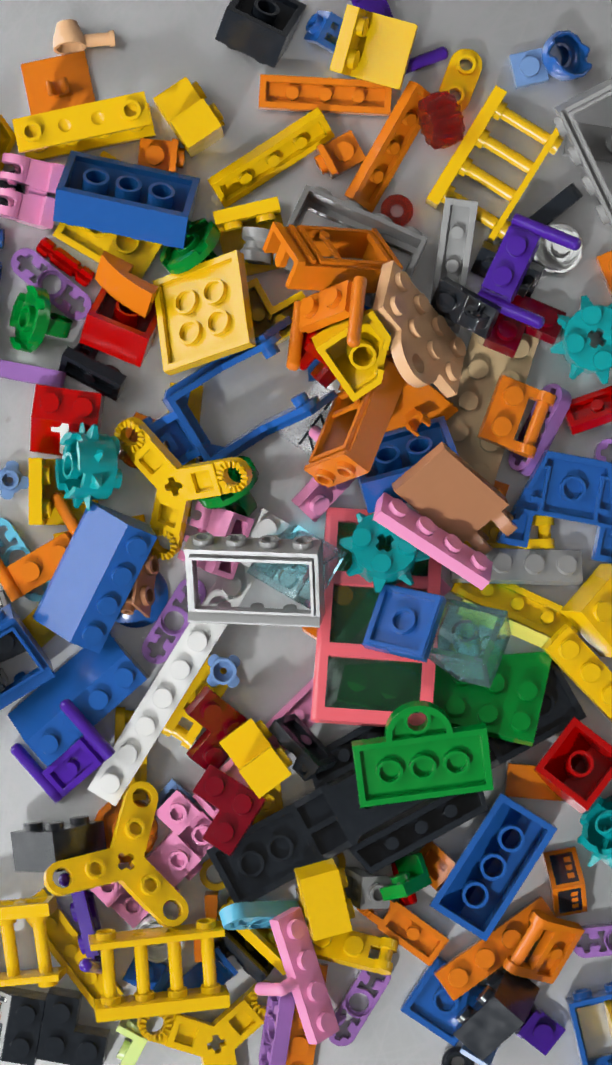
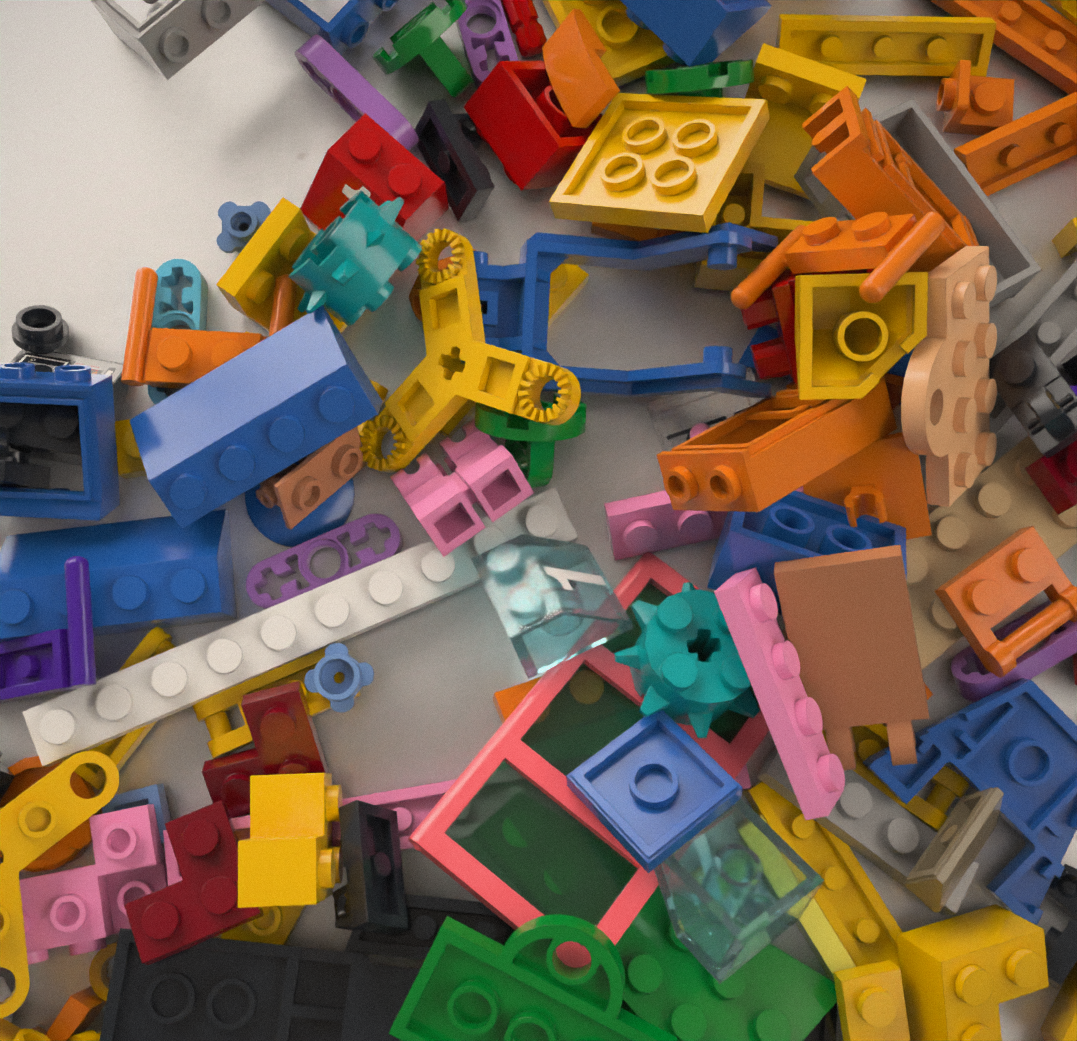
camera: 35 degrees right, 10 degrees down
(252, 250) = (784, 139): light grey wheel -> none
(255, 550) = (520, 531): light grey window -> none
(404, 203) = (1020, 212): clear red plate -> none
(562, 552) = (955, 847): none -> dark tan slope

